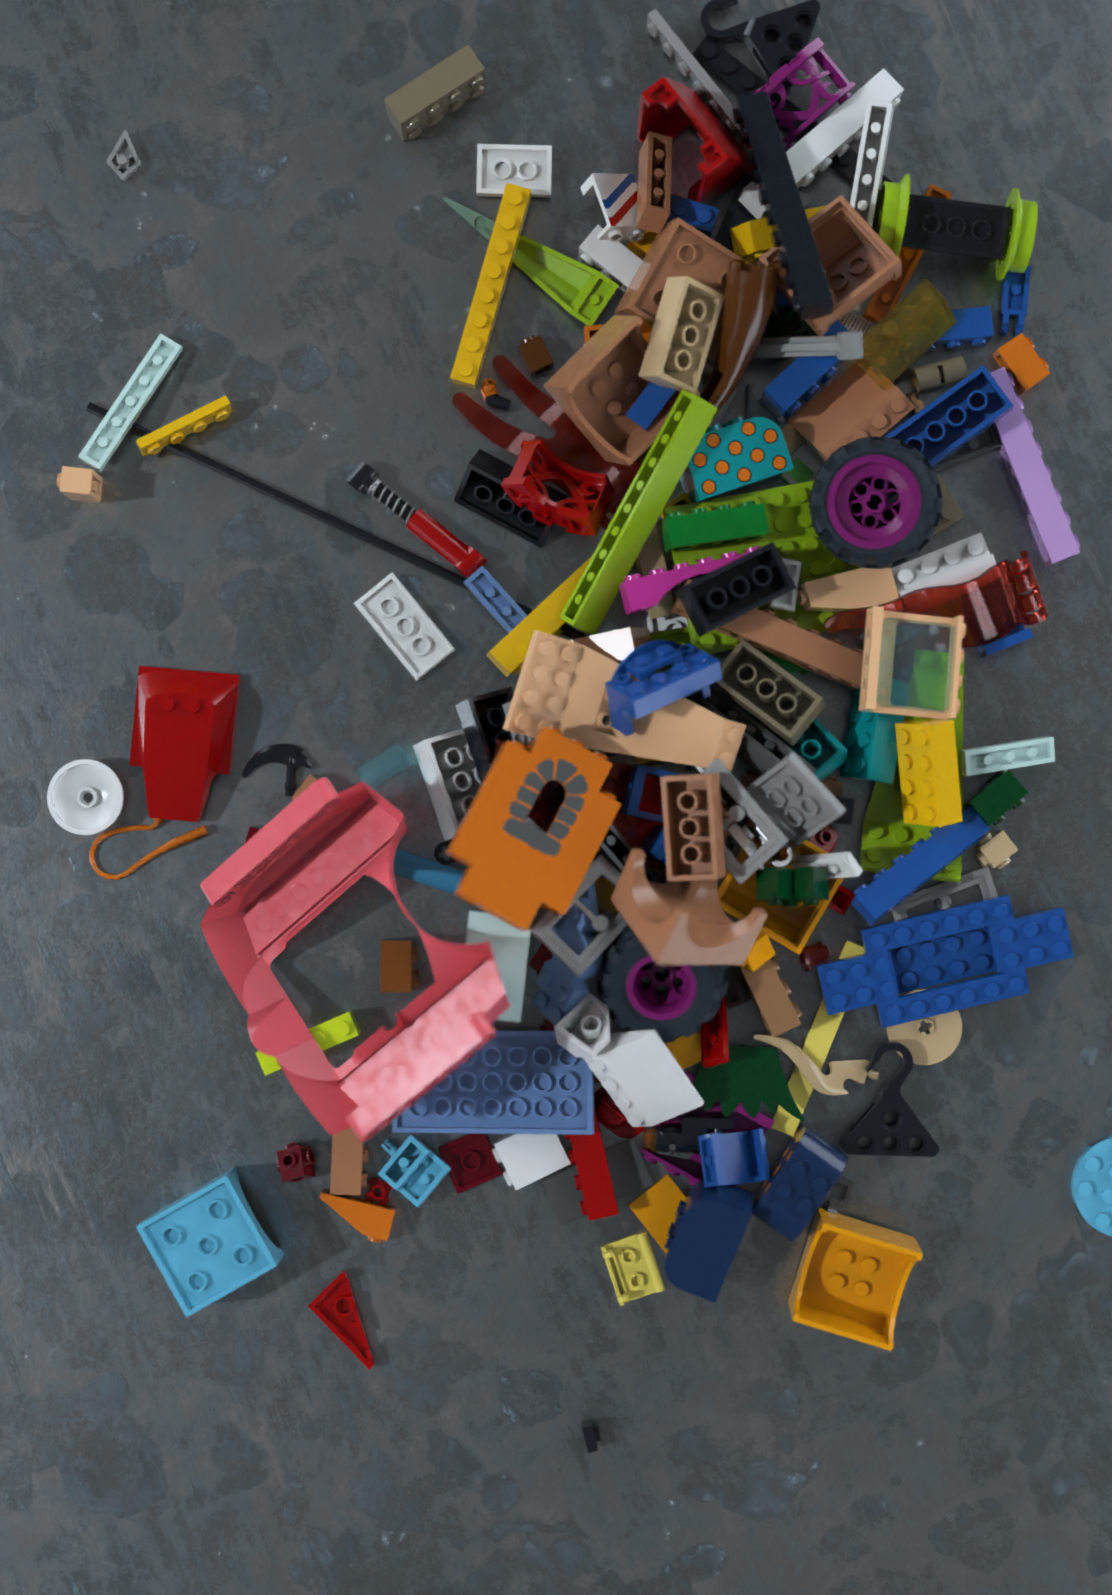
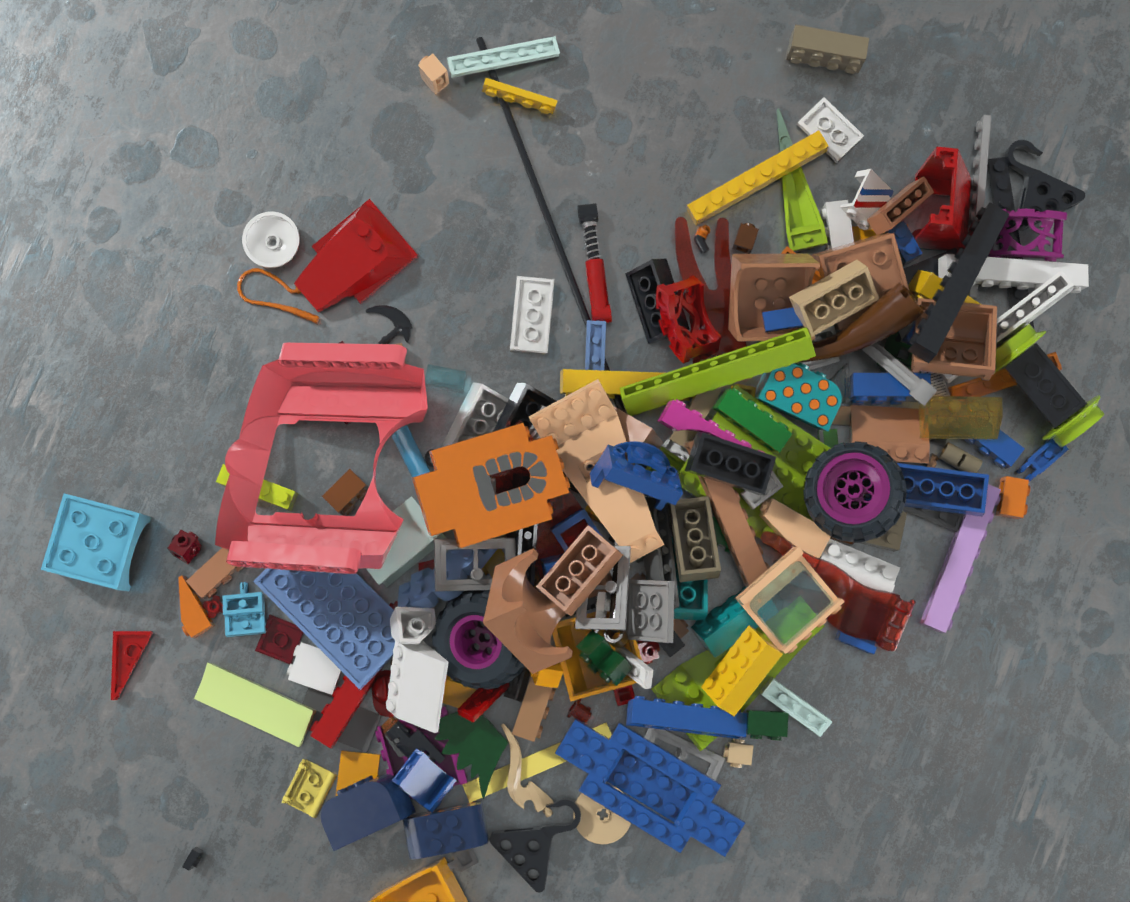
camera: 45 degrees right, 5 degrees down
(507, 1242) = (255, 704): none -> yellowish green arch

